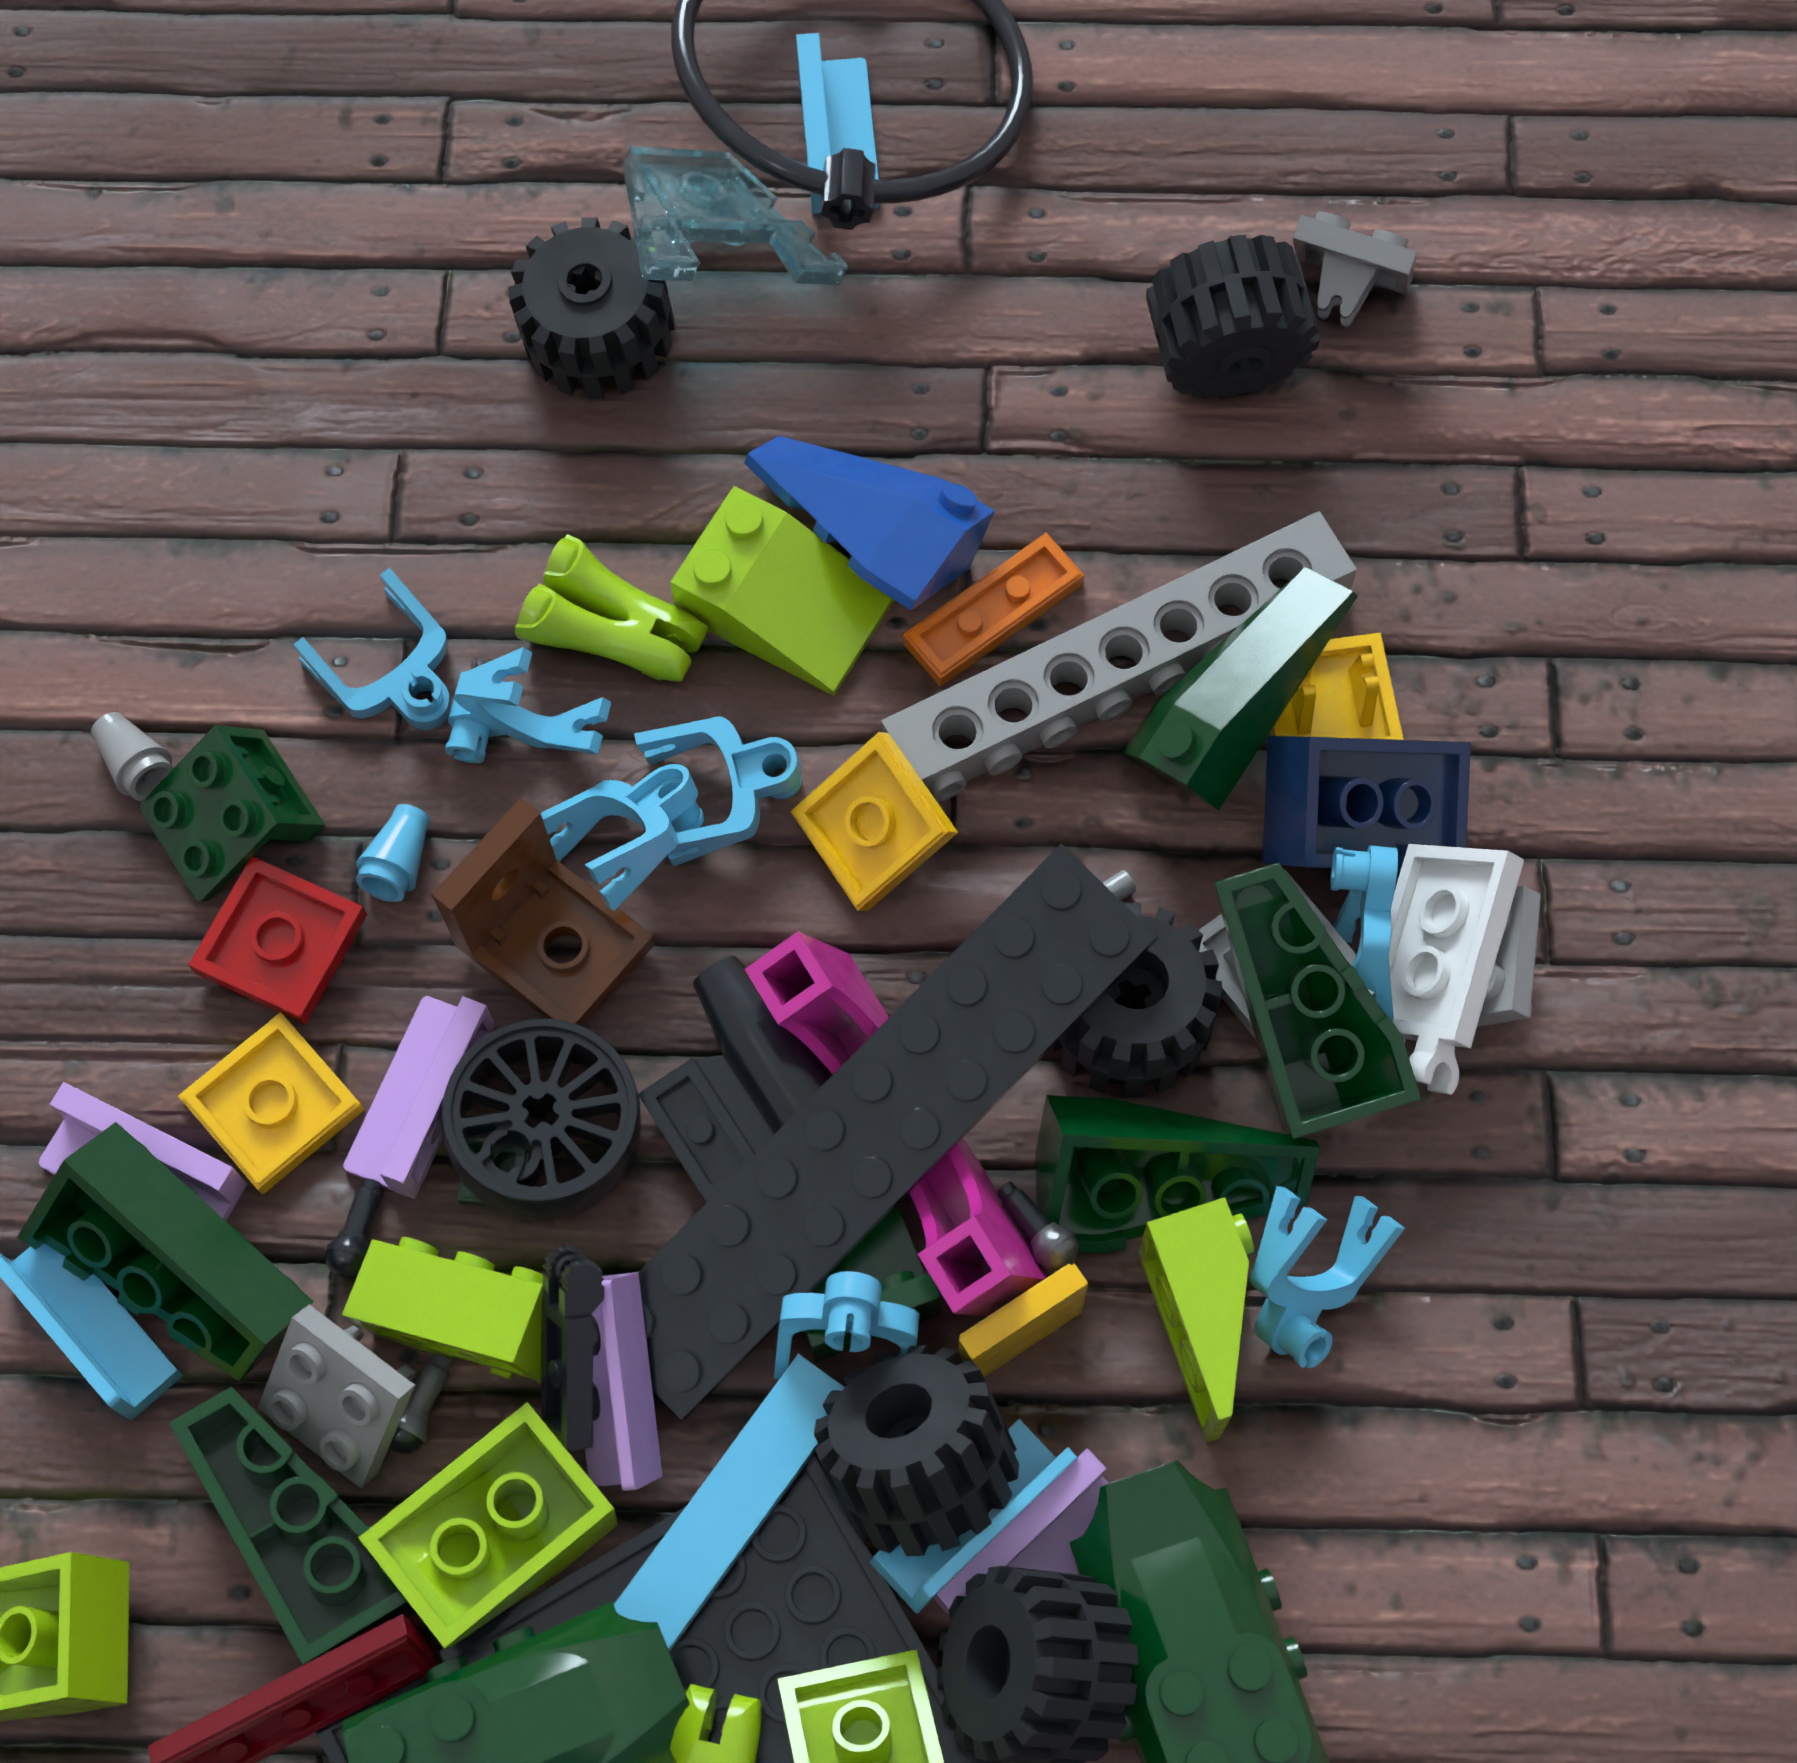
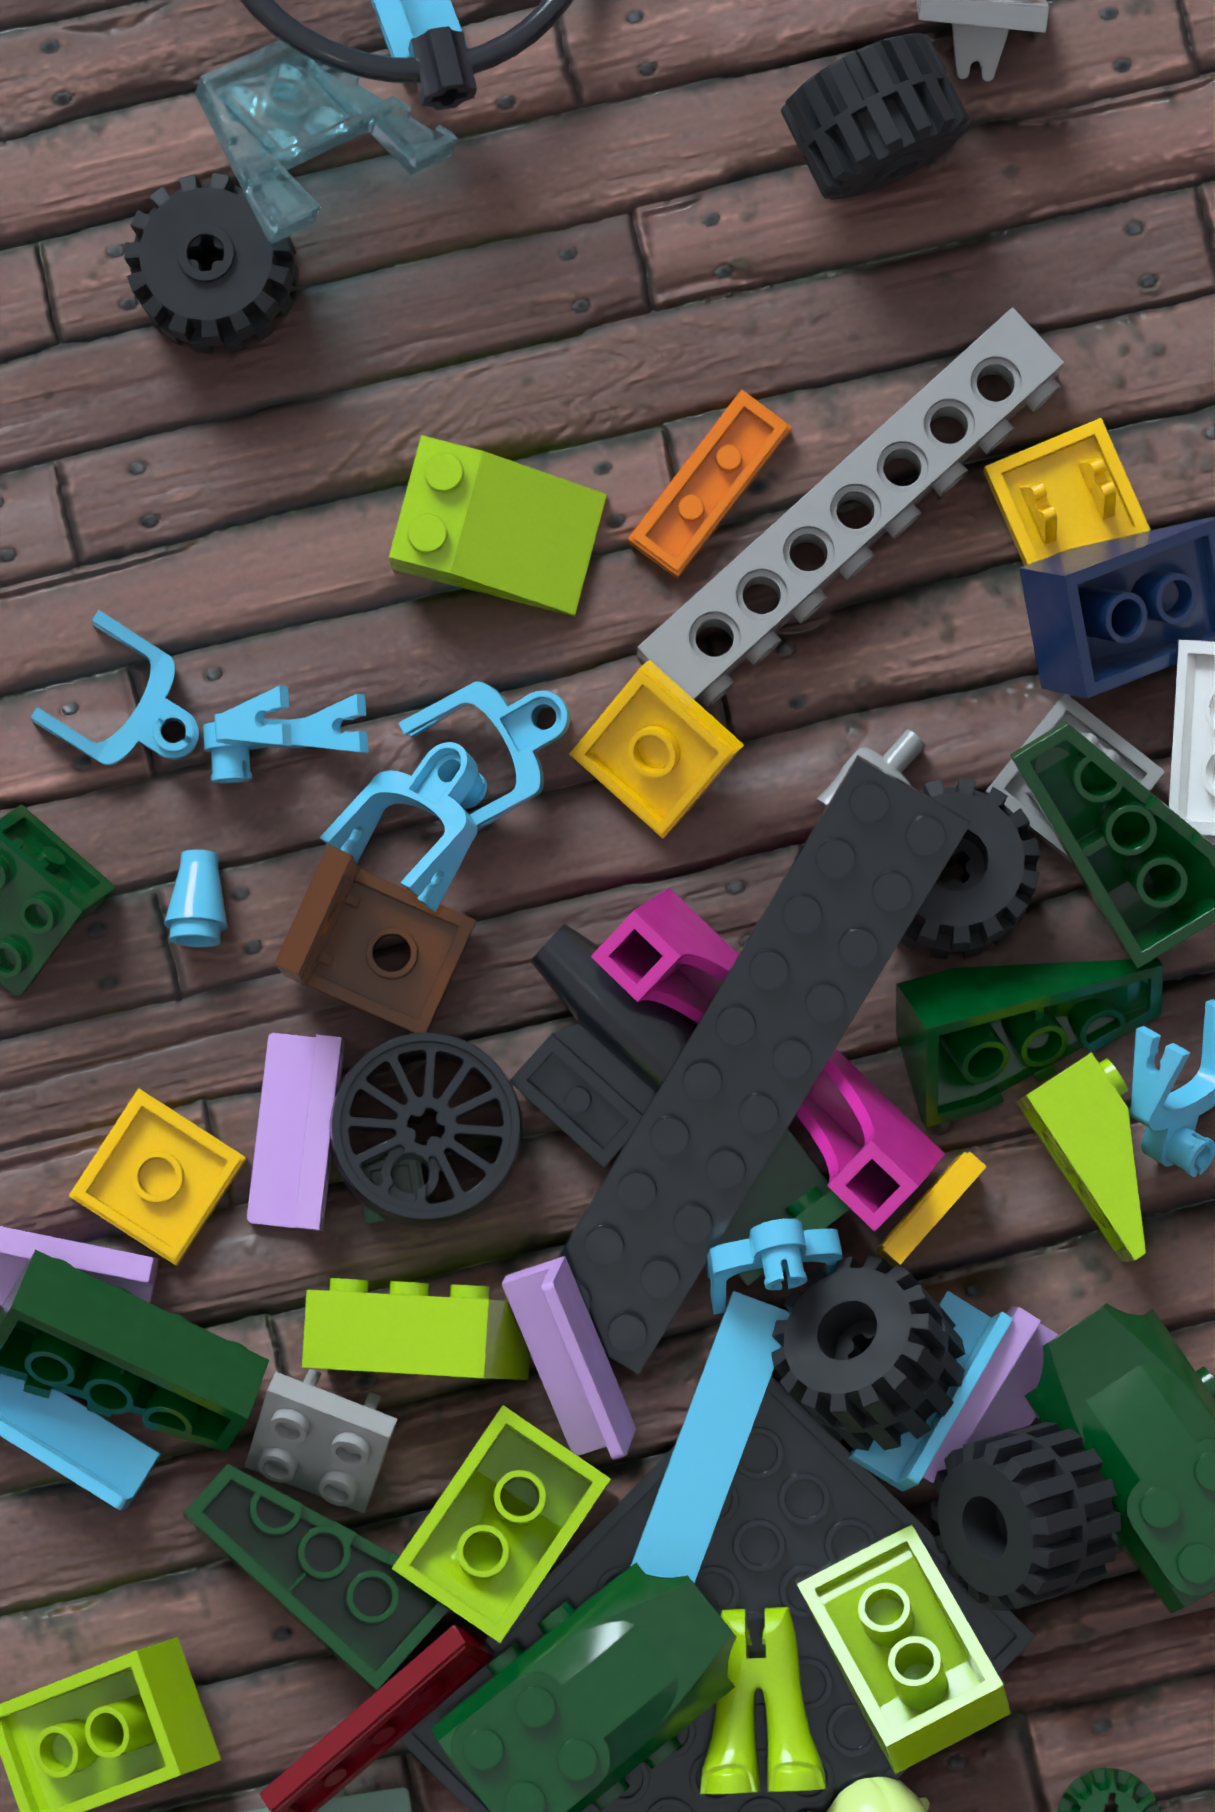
camera: 15 degrees left, 15 degrees up
(278, 940) = (112, 1017): red plate -> none
(351, 1244) = (281, 1300): black piece -> none
(413, 1426) = (395, 1405): dark grey piece -> none
(568, 1345) = (528, 1347): black hinge -> none
(605, 616) = (299, 568): lime piece -> none
(899, 525) = (580, 422): blue wedge -> none
(1051, 1243) = (938, 1124): piece -> none
(1228, 703) = (971, 538): dark green wedge -> none
(1372, 885) = (1159, 704): medium azure piece -> none

